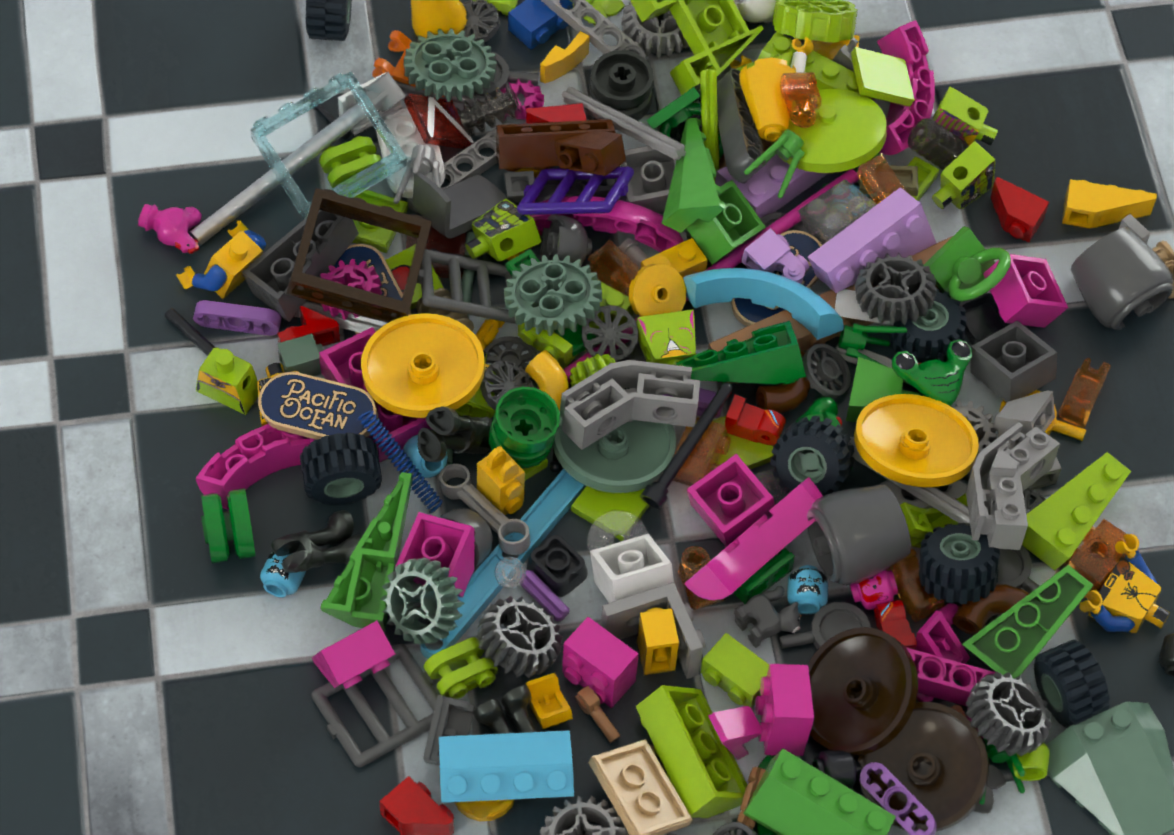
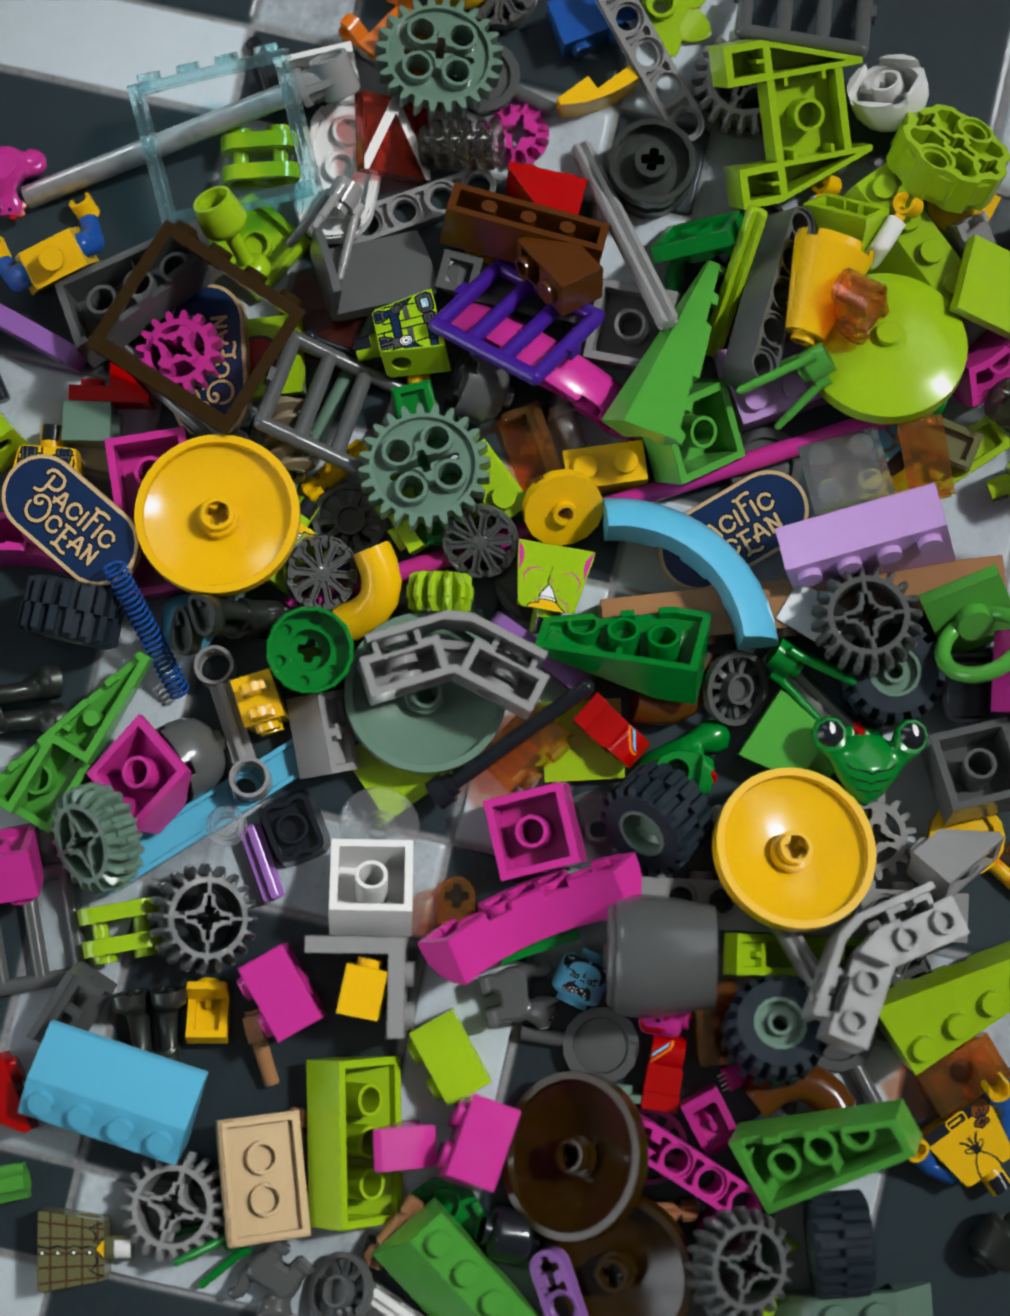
camera: 25 degrees right, 25 degrees up
(349, 183) = (223, 219): none -> lime piece
(552, 492) = (321, 734): none -> light grey hinge
(772, 254) = (734, 502): lavender brick -> none

